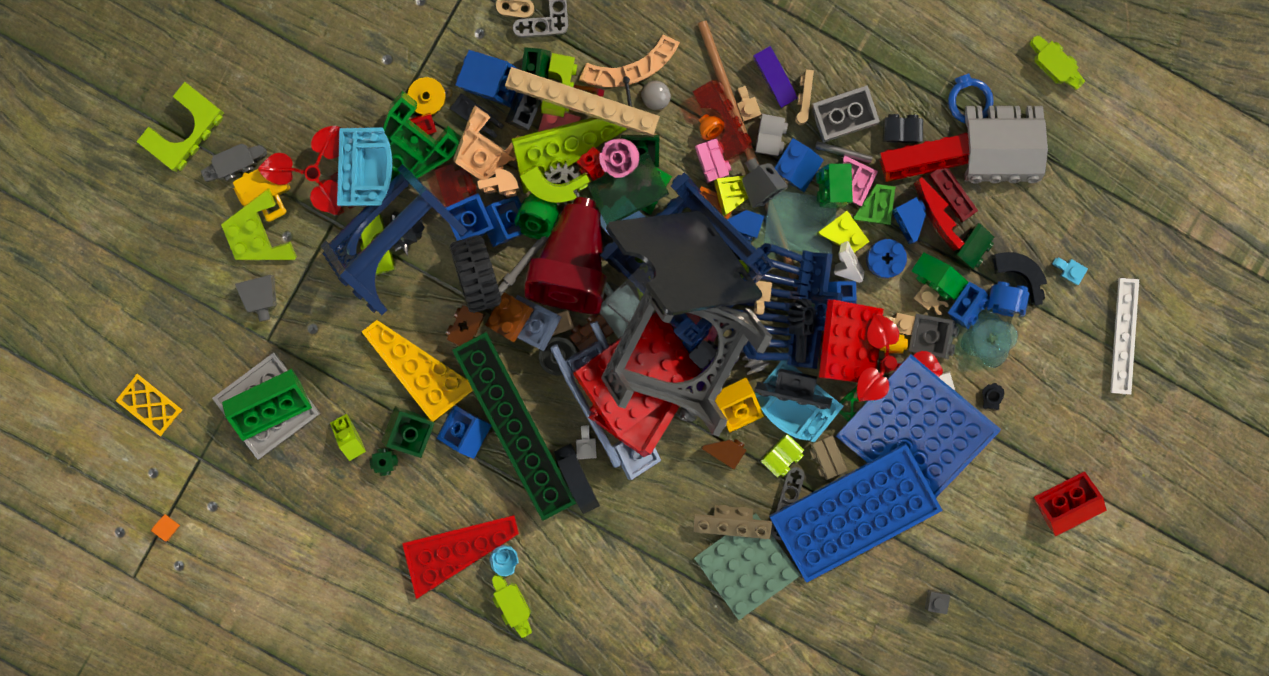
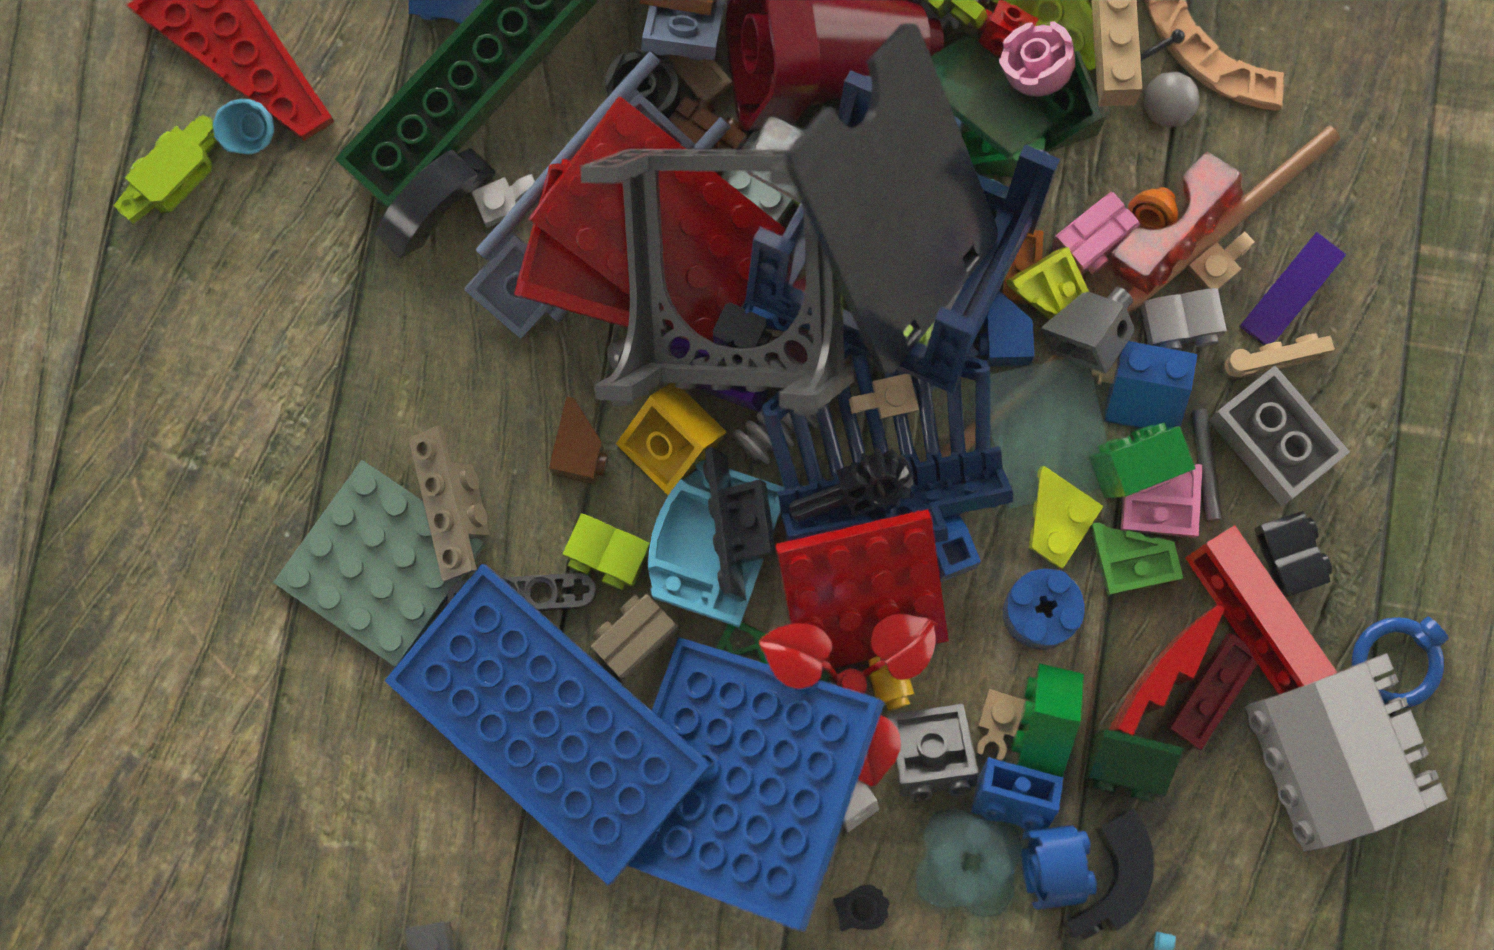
camera: 70 degrees right, 10 degrees down
(849, 266) = (1003, 551): white slope -> none
(904, 323) = (934, 686): tan plate -> none
(910, 219) = (1140, 622): blue slope -> none

